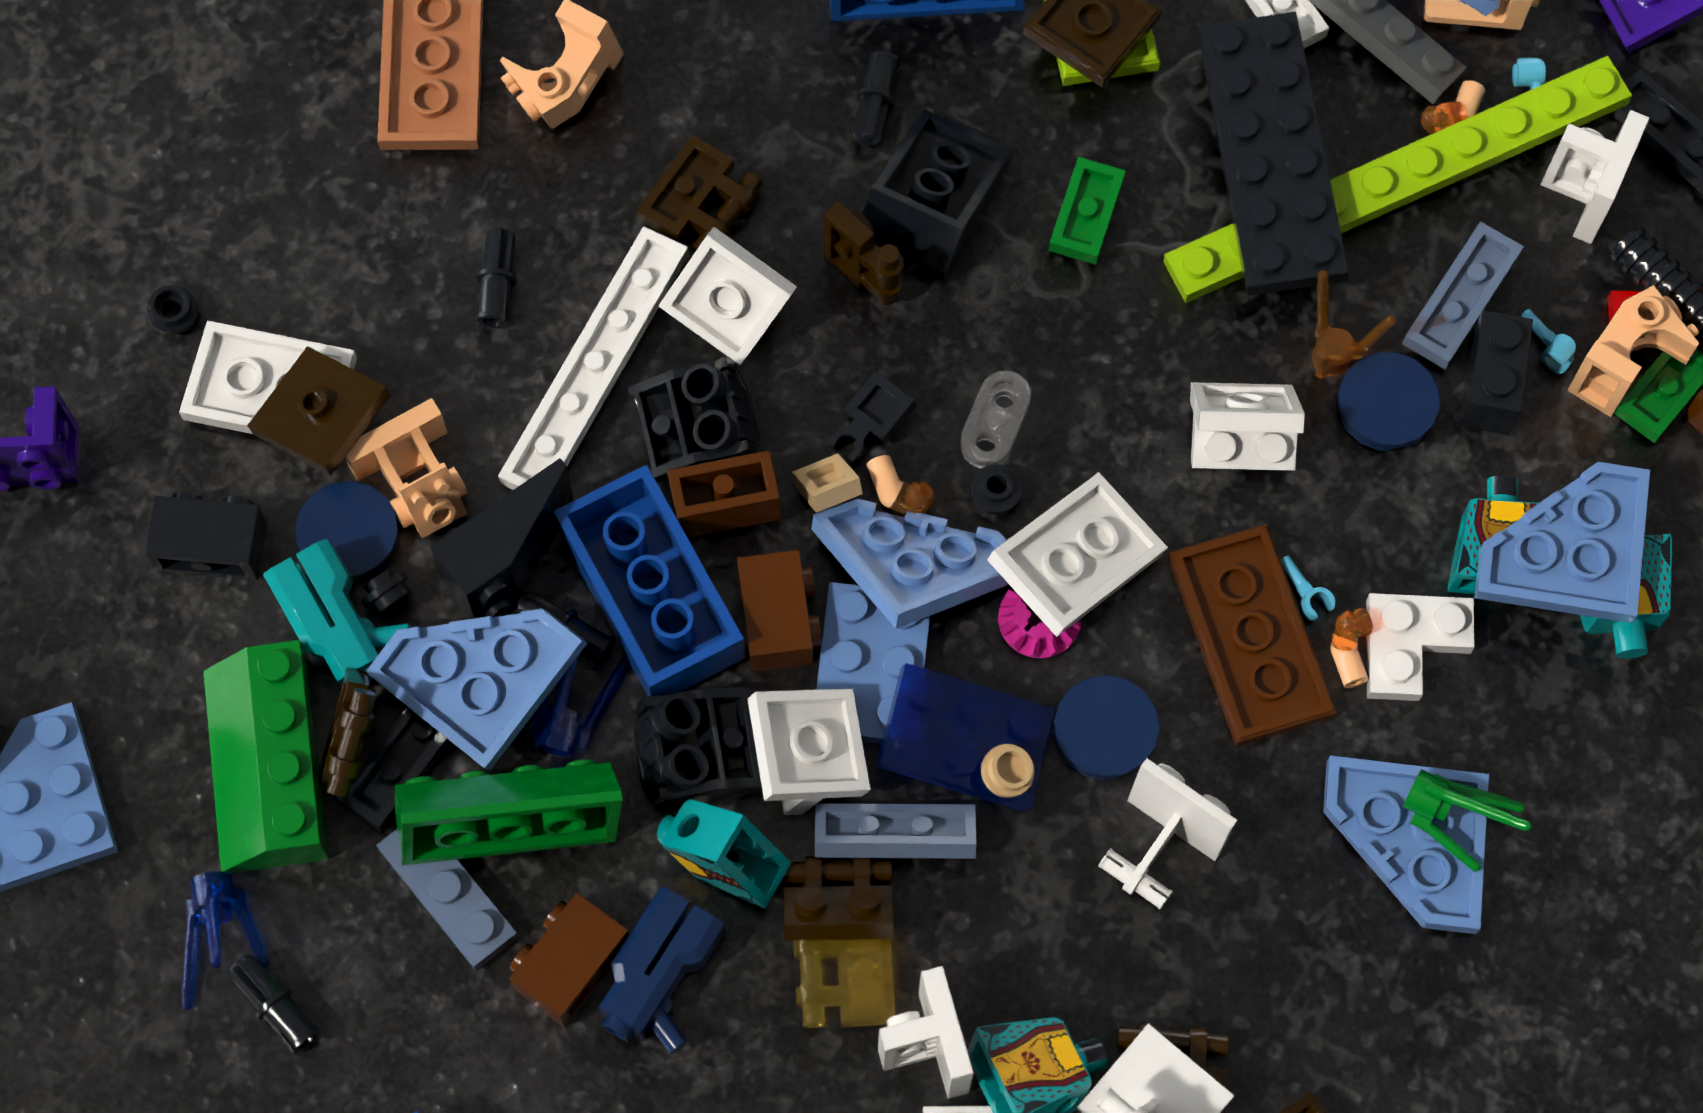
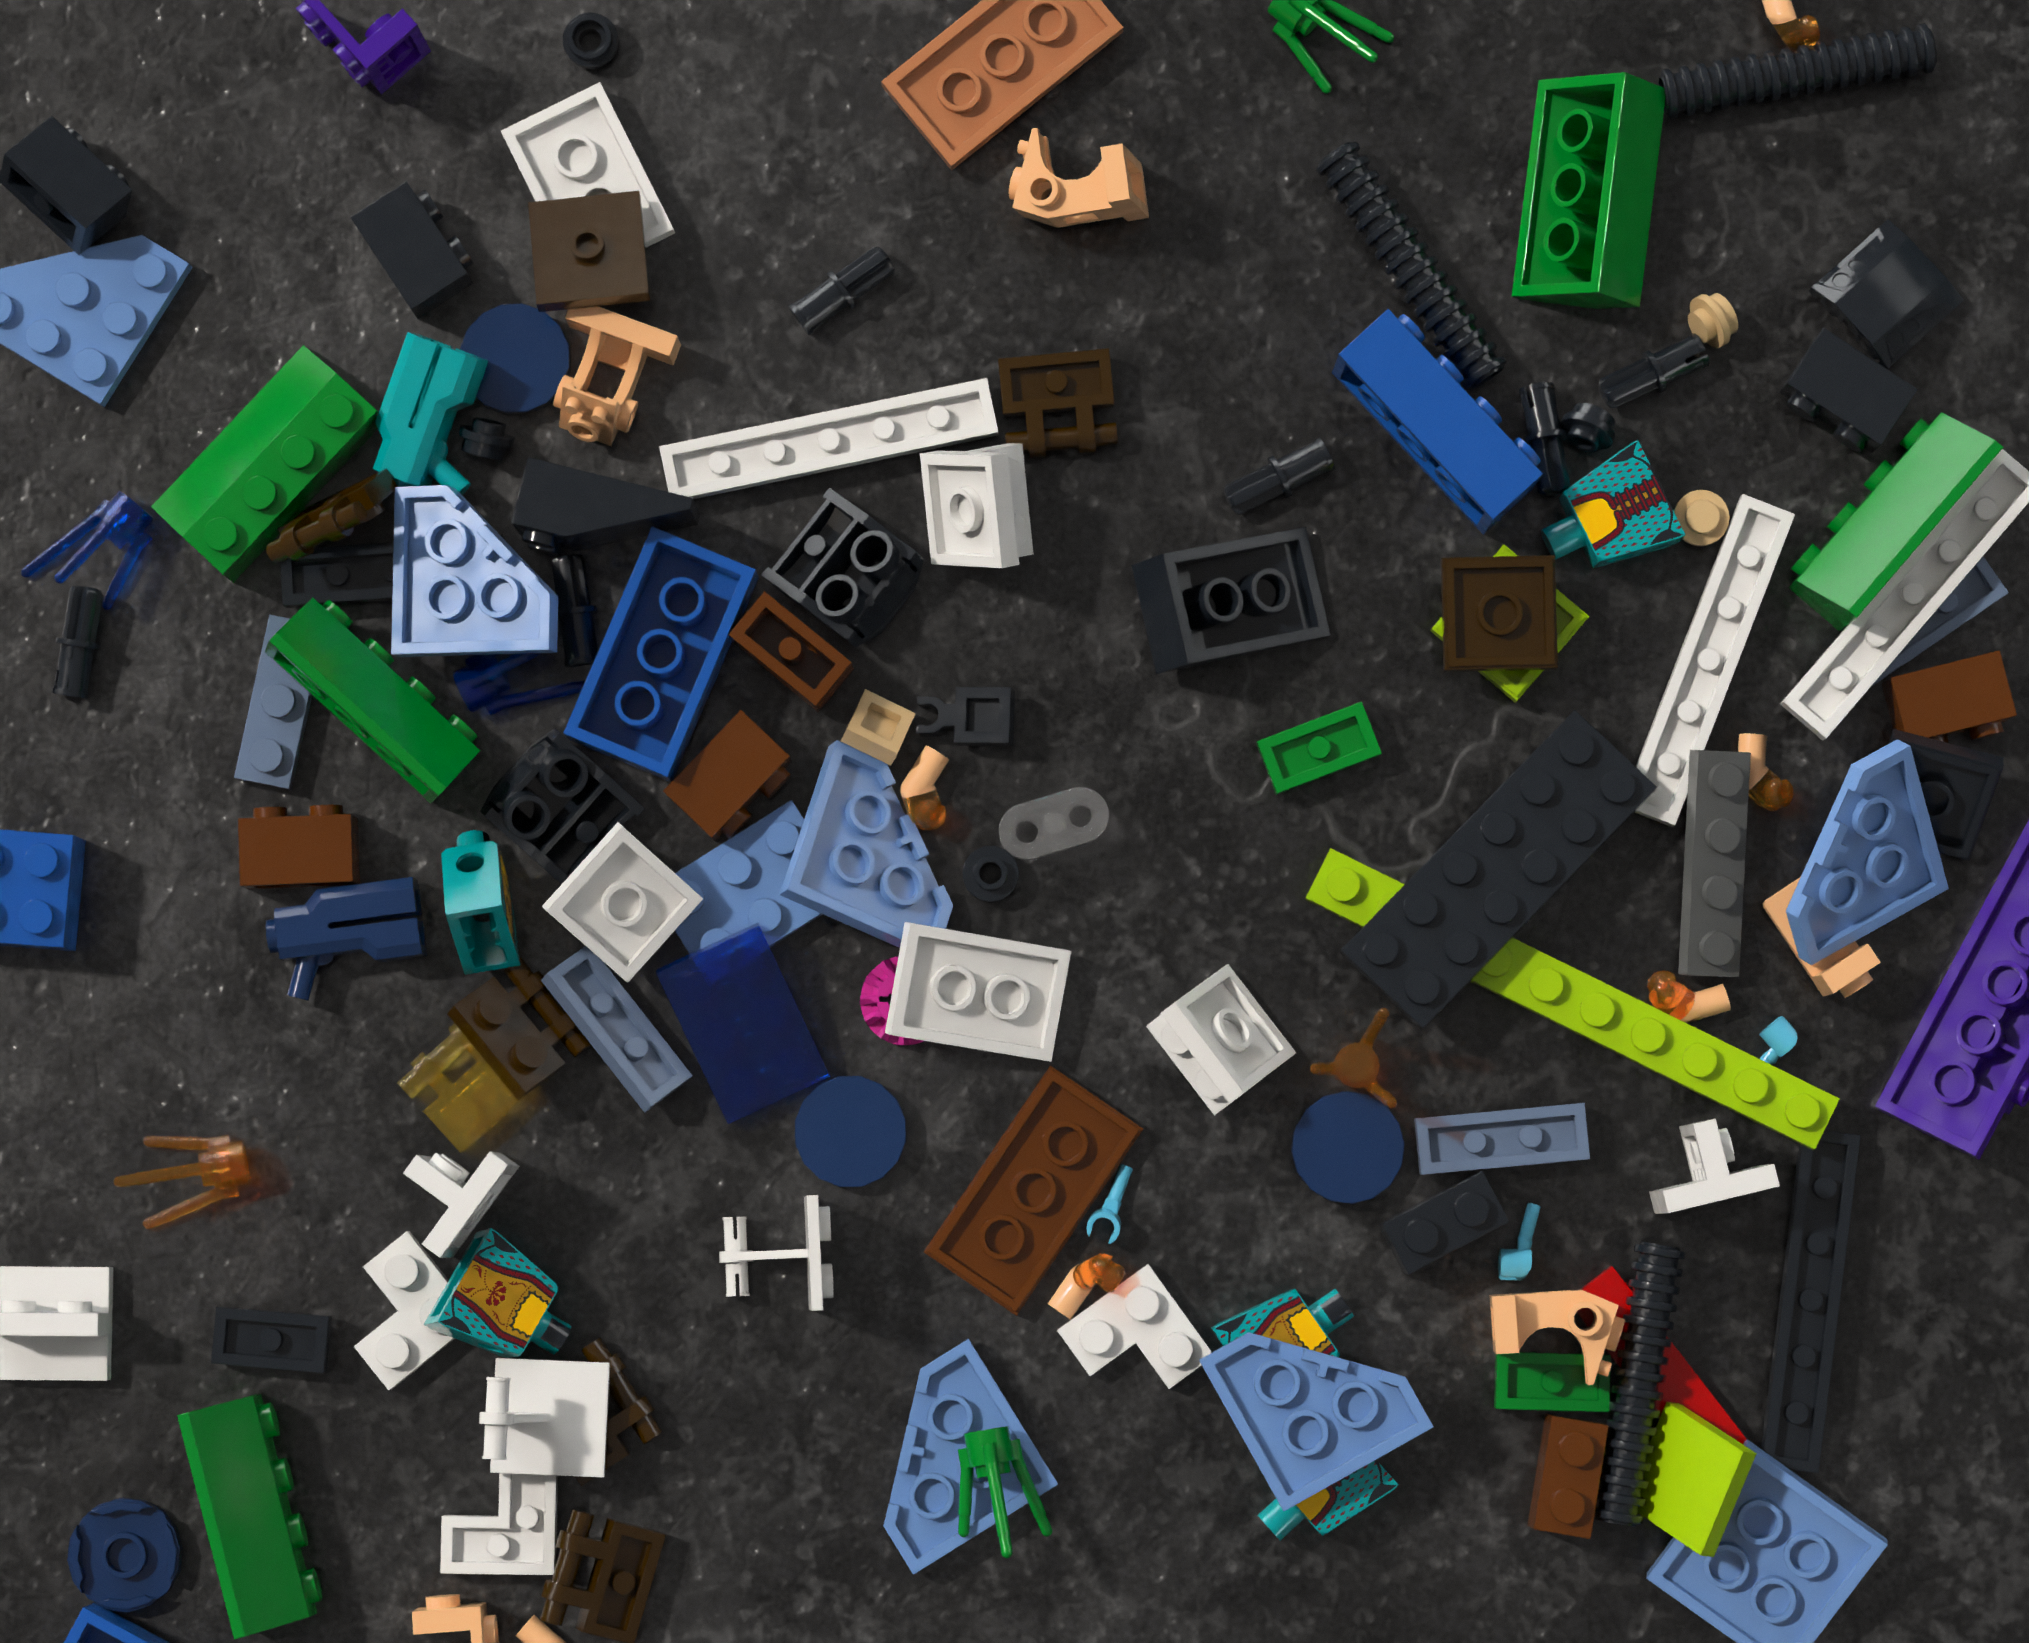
camera: 55 degrees right, 15 degrees up
(852, 252) = (1107, 580): dark brown plate -> none
(1007, 770) = (733, 1083): tan plate -> none

